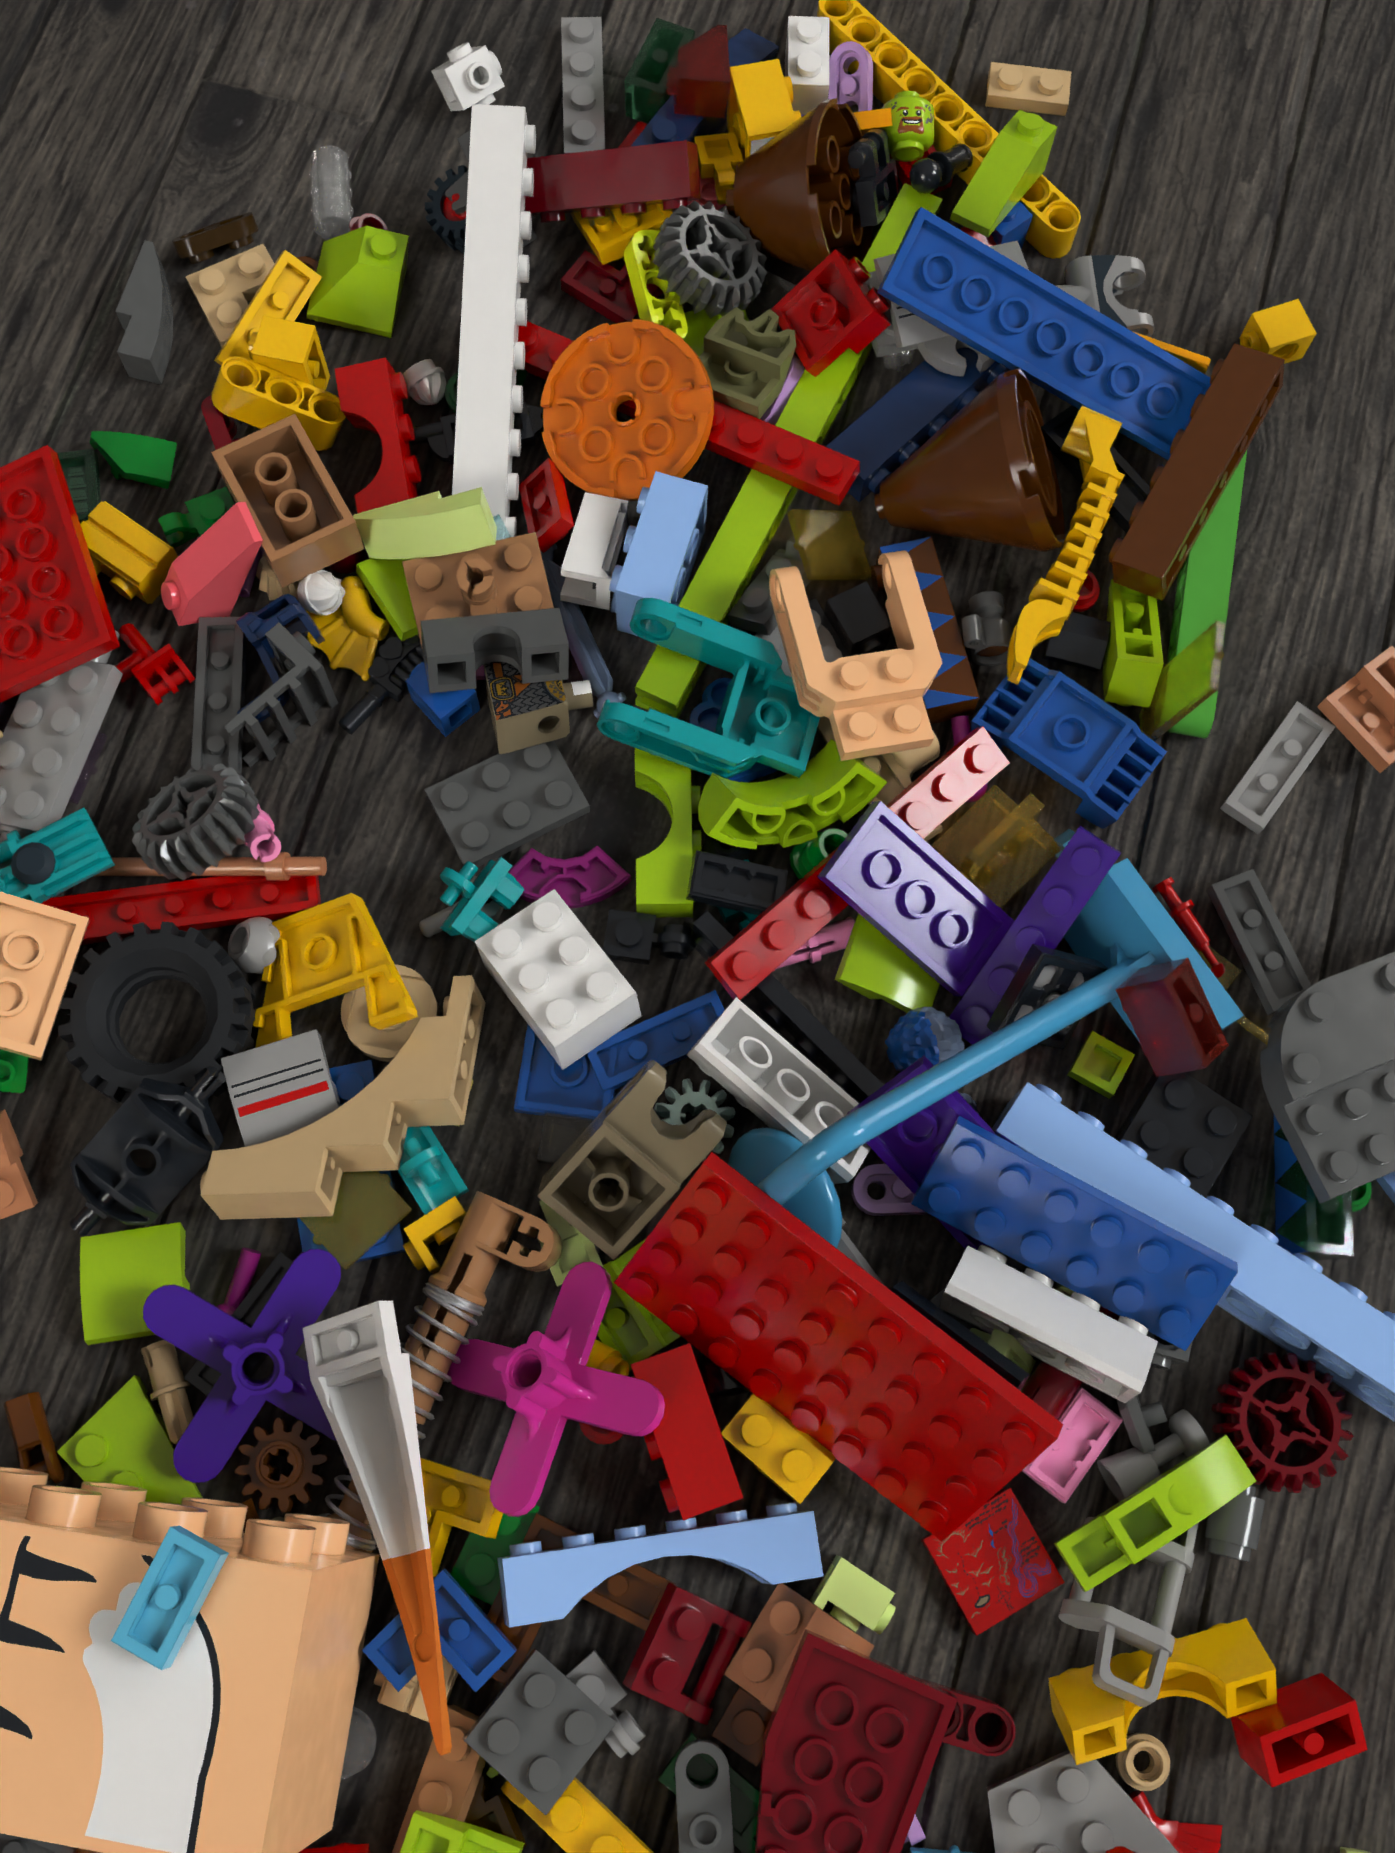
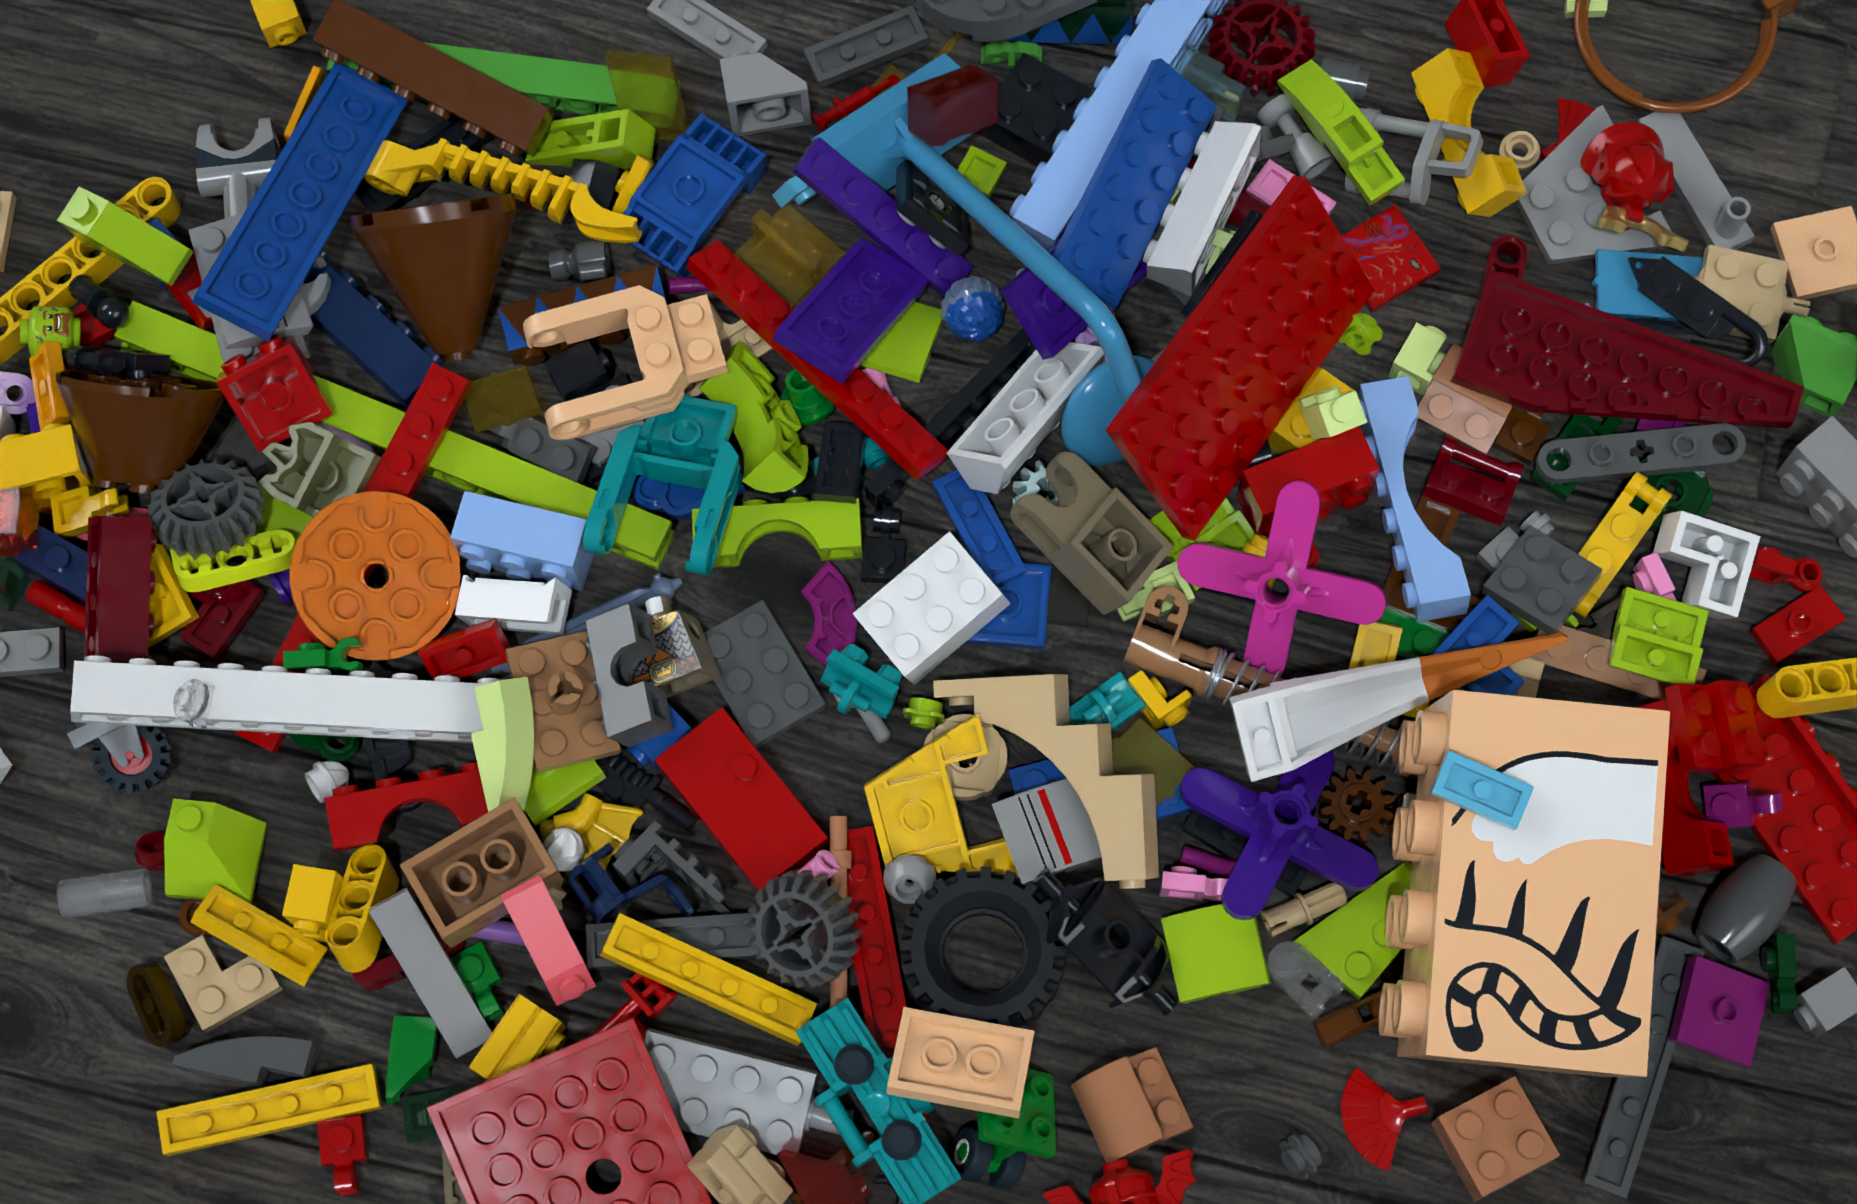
camera: 85 degrees left, 0 degrees up
(53, 400) = (341, 1146): none -> red plate
(98, 334) = (269, 1110): none -> yellow plate
(103, 1372) = (1290, 965): none -> clear plate
(164, 726) = (707, 979): none -> yellow plate
(195, 470) = (431, 972): none -> light grey tile
(212, 1253) = (1186, 884): none -> bright pink plate
(357, 773) = (741, 801): none -> red brick
(441, 969) = (924, 713): none -> lime plate
(476, 218) = (193, 702): none -> clear plate
(538, 355) = (315, 656): none -> green plate
(762, 1464) = (1331, 412): none -> yellowish green brick
(888, 1522) = (1362, 333): none -> lime plate
(1089, 678) = (631, 181): none -> yellow plate
(1187, 809) = (763, 94): none -> light grey slope
(1219, 1344) = (1209, 79): none -> clear light blue piece
(1262, 1121) = (1004, 50): none -> bright green piece

